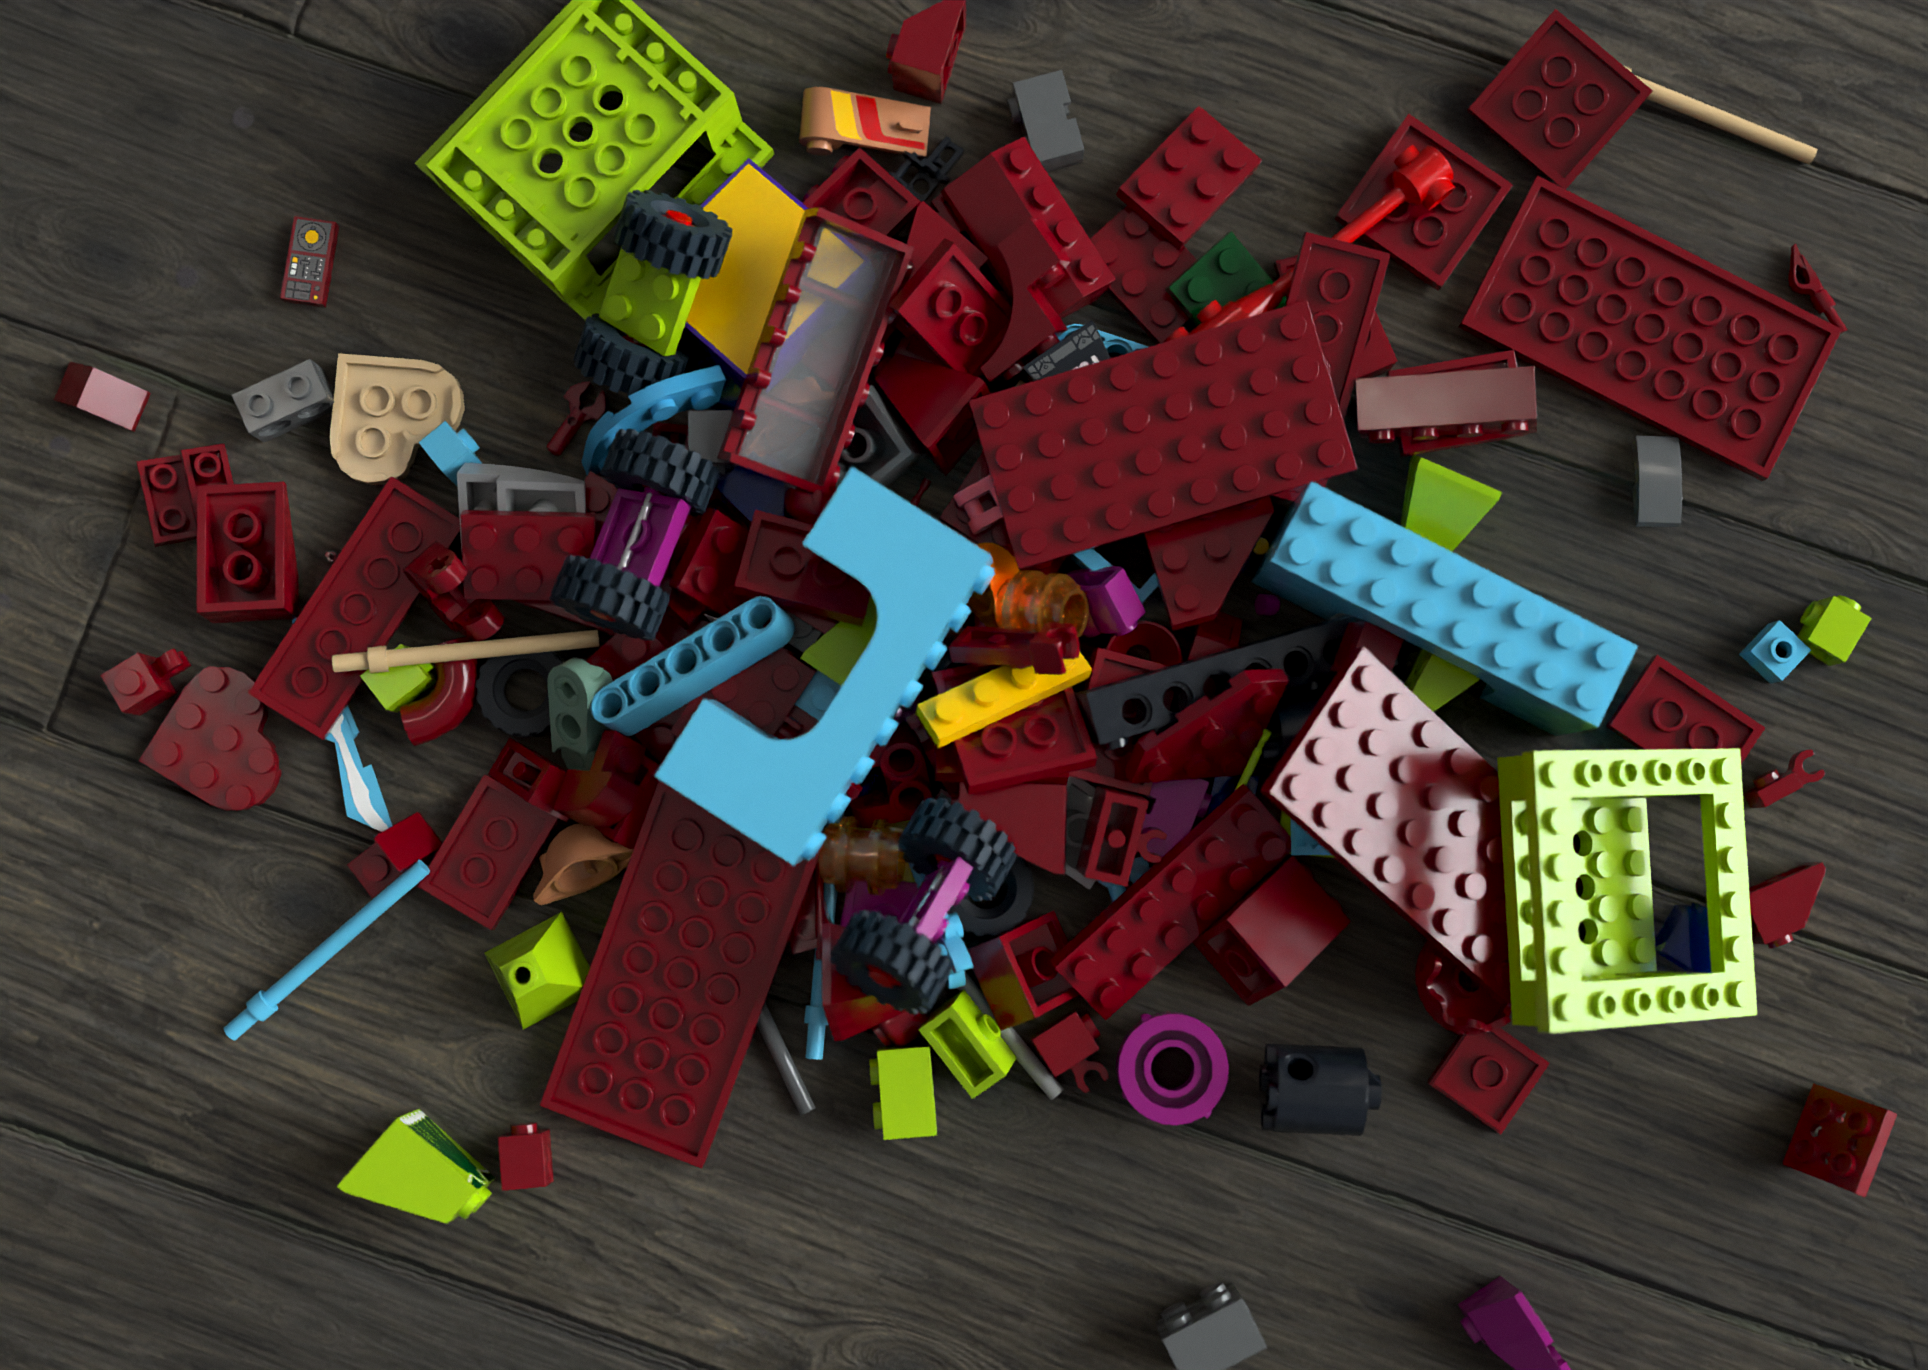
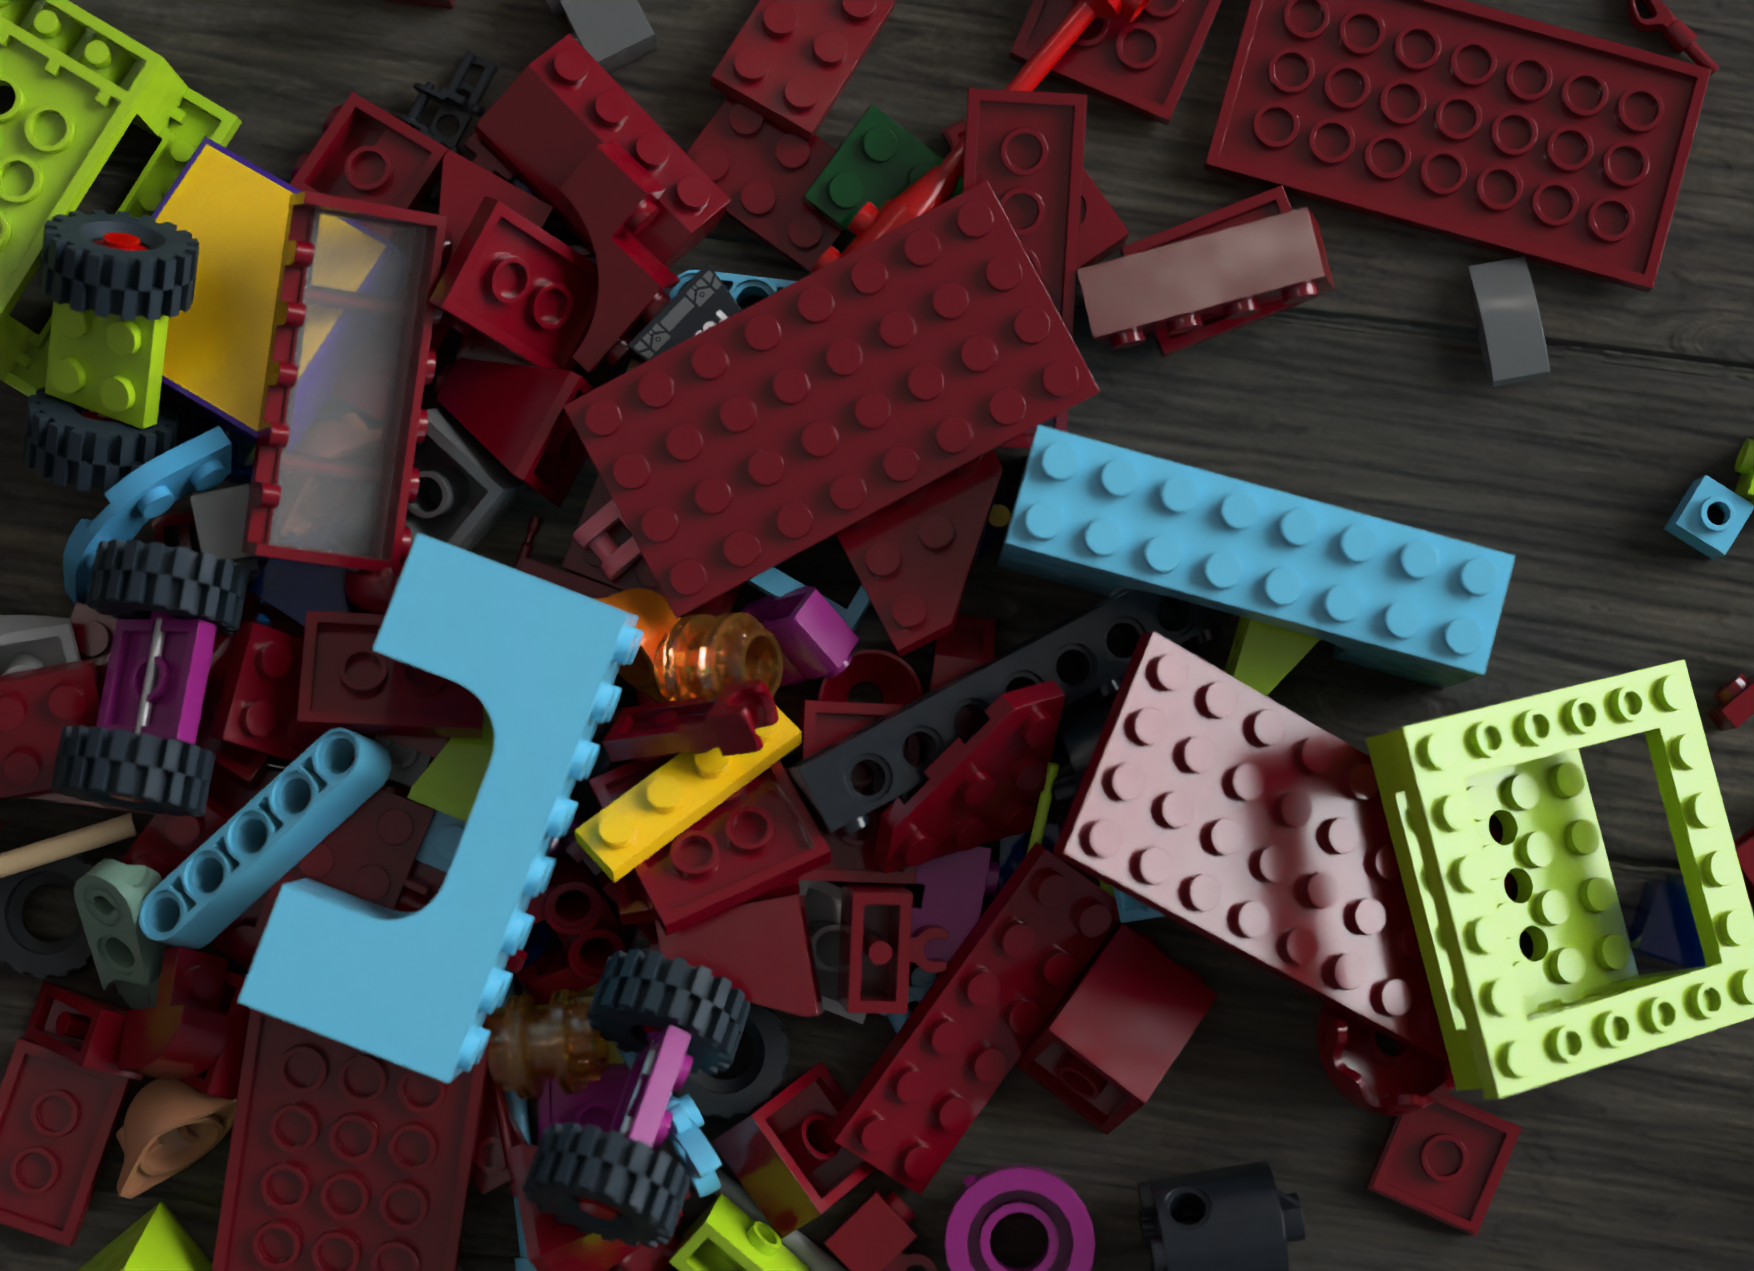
camera: 15 degrees left, 0 degrees up
(577, 416) = (46, 529): dark red bar -> none
(861, 120) = (349, 54): nougat door -> none
(1267, 604) = (1024, 592): magenta piece -> none
(1377, 641) = (1169, 617): dark red brick -> none
(1443, 503) = (1229, 413): lime slope -> none
(1678, 713) = (1598, 628): dark red plate -> none

